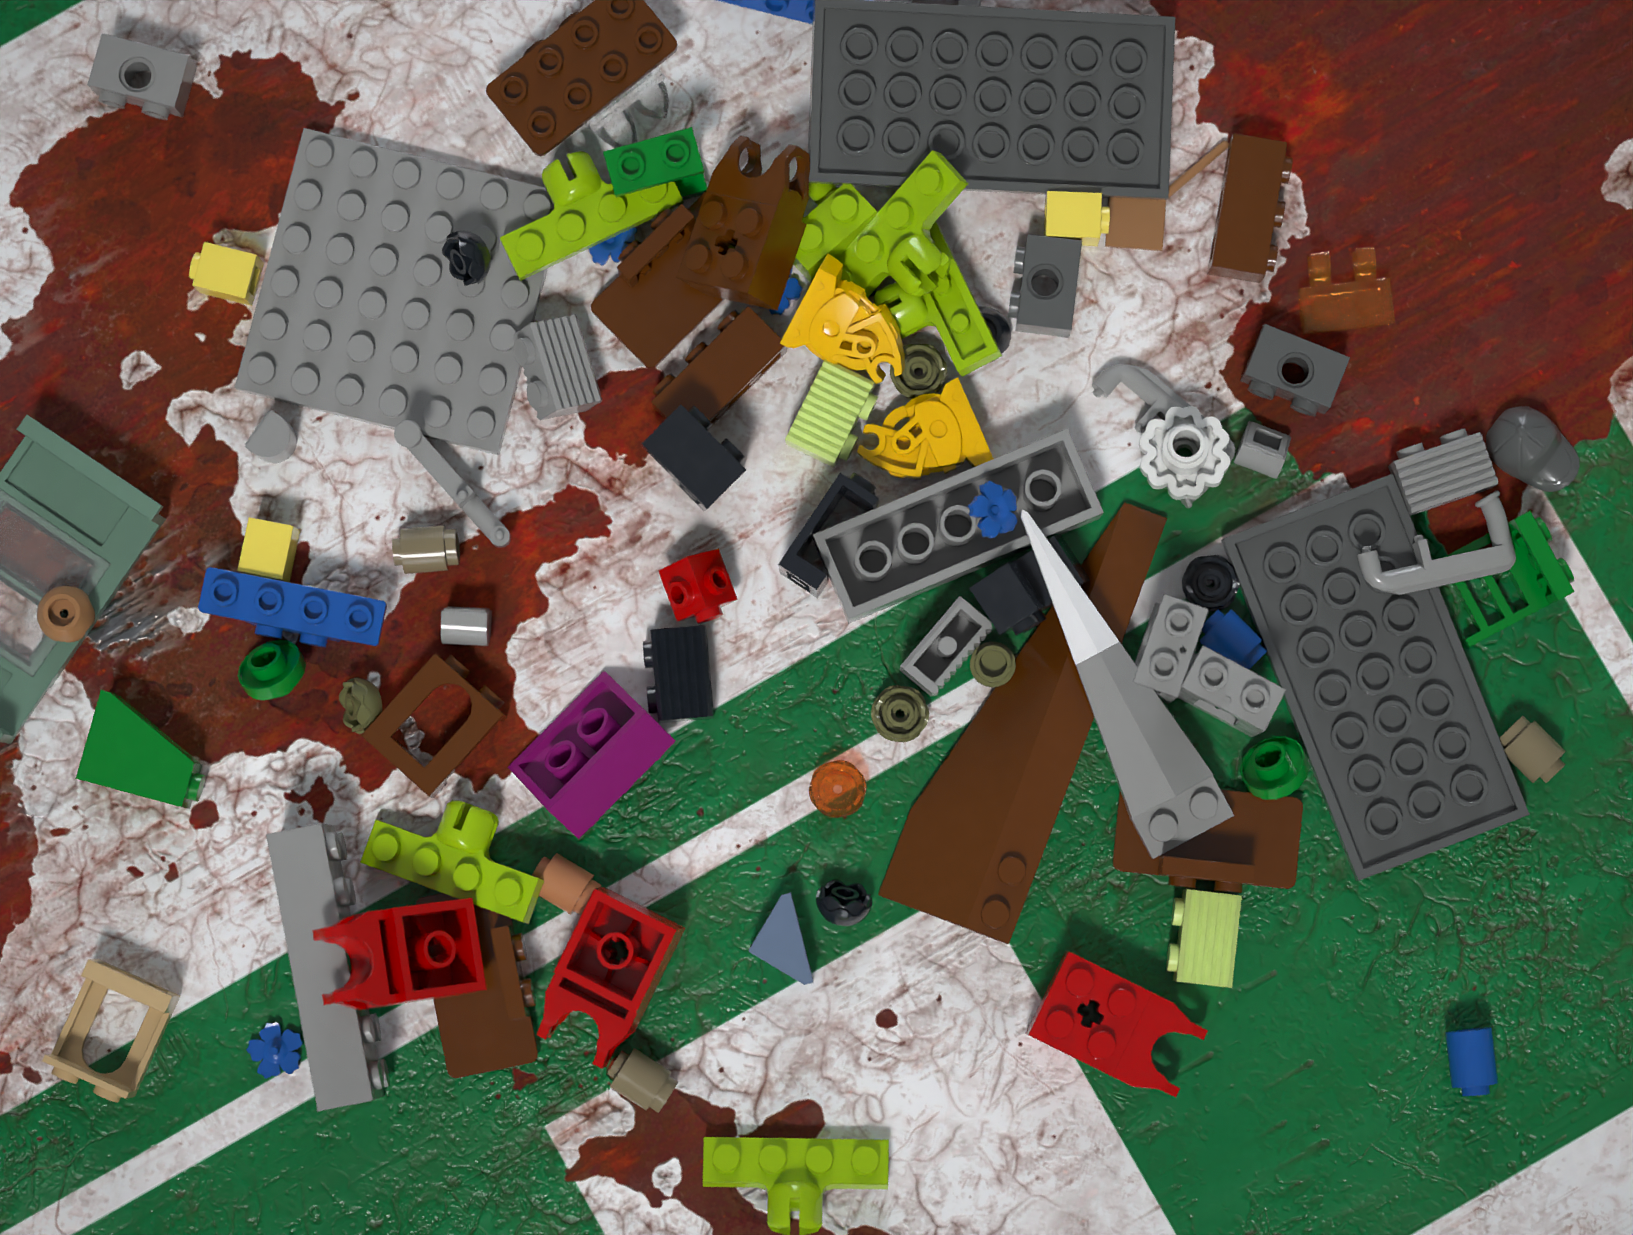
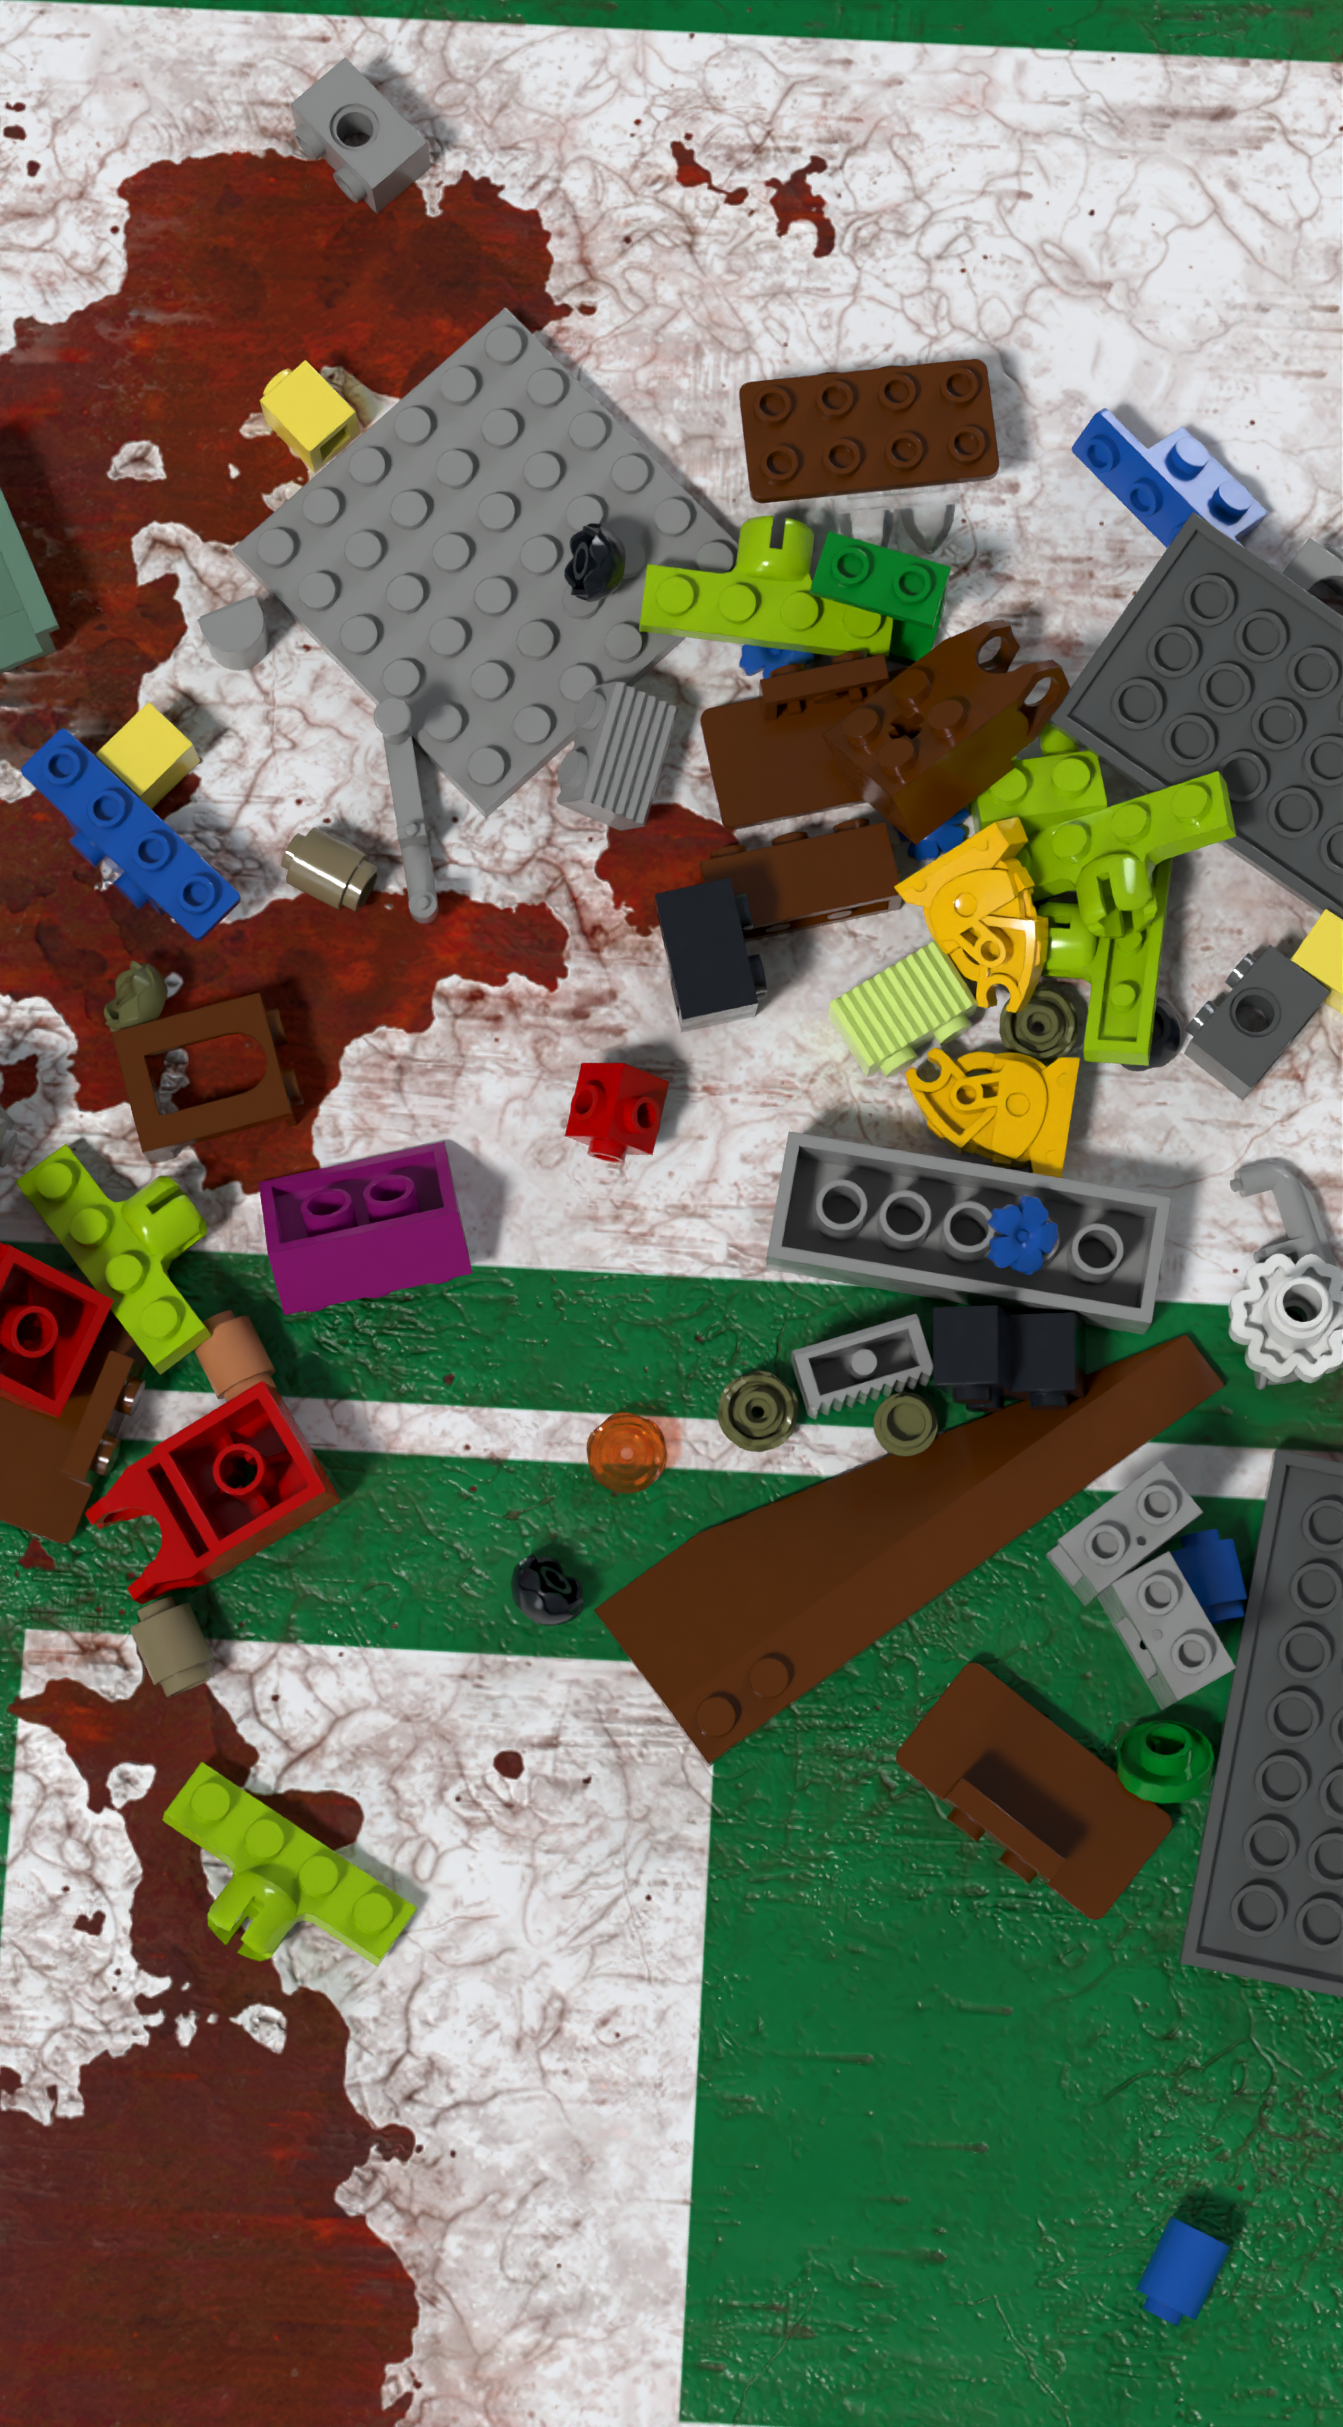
camera: 30 degrees right, 5 degrees down
(271, 670) = (60, 895): green plate -> none
(466, 626) = (316, 987): light grey brick -> none
(680, 674) = (529, 1200): black brick -> none
(782, 942) = (444, 1589): sand blue slope -> none
(792, 564) = (748, 1145): black panel -> none
(1126, 1028) = (787, 1959): red brick -> none
(1155, 764) = (1022, 1668): light grey plate -> none
(1205, 938) = (951, 1912): yellowish green brick -> none
(1214, 568) = (1248, 1490): black plate -> none

